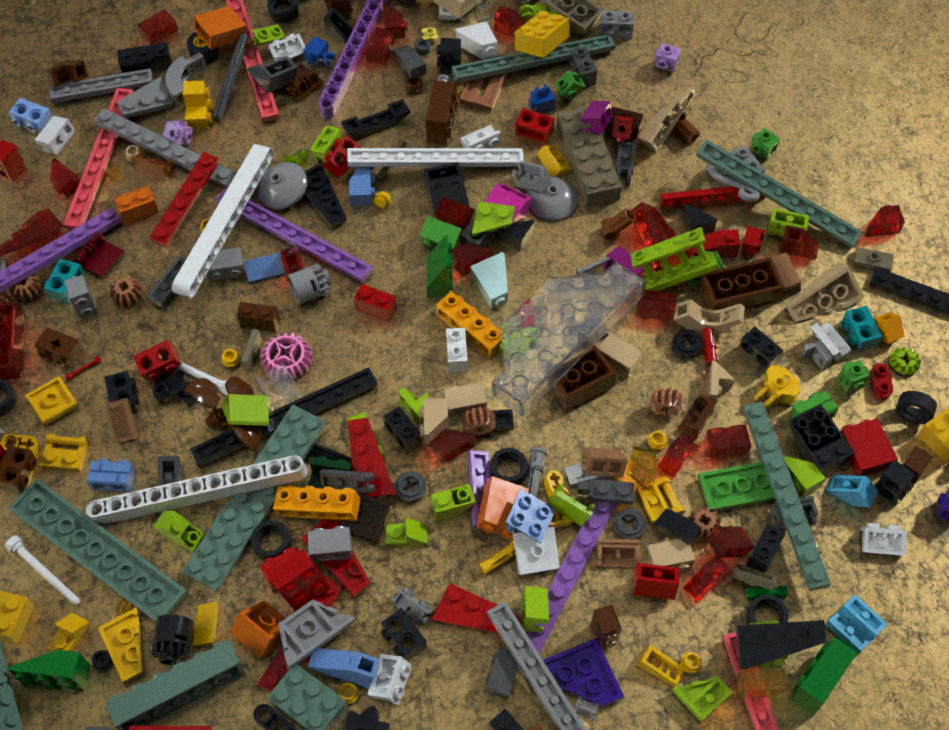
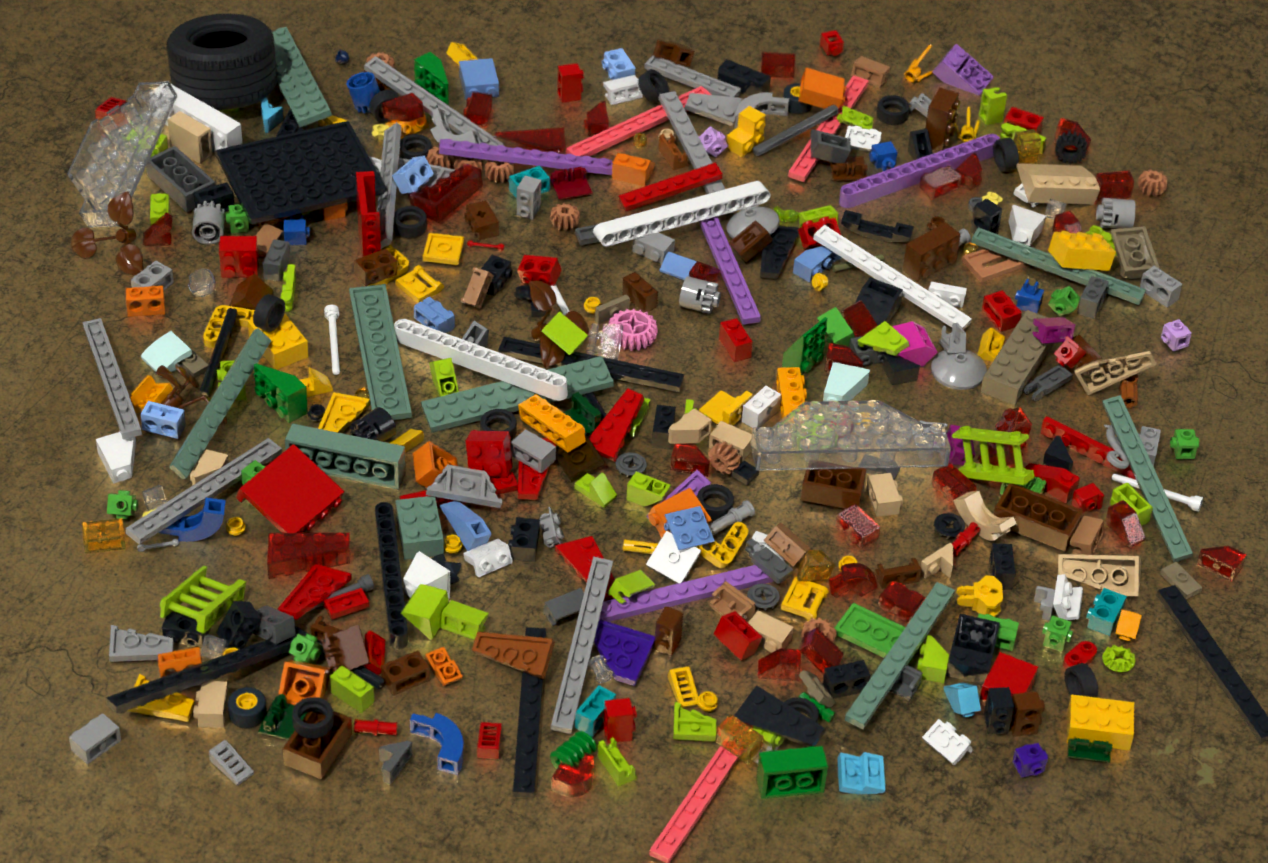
camera: 40 degrees right, 15 degrees down
(80, 115) = (647, 89): none -> black tyre
(298, 202) = (751, 241): none -> reddish brown slope
(347, 479) = (588, 421): dark grey hinge -> none
(409, 61) = (950, 206): dark grey slope -> none
(429, 373) = (725, 407): none -> yellow bracket
(569, 507) = (727, 549): lime hinge -> none
(614, 225) = (985, 412): dark orange piece -> none
(630, 399) = (857, 526): none -> clear red brick
(666, 401) = (882, 543): nougat gear -> none
(678, 525) = (794, 616): black slope -> none
(816, 187) = (1193, 502): none -> white piece

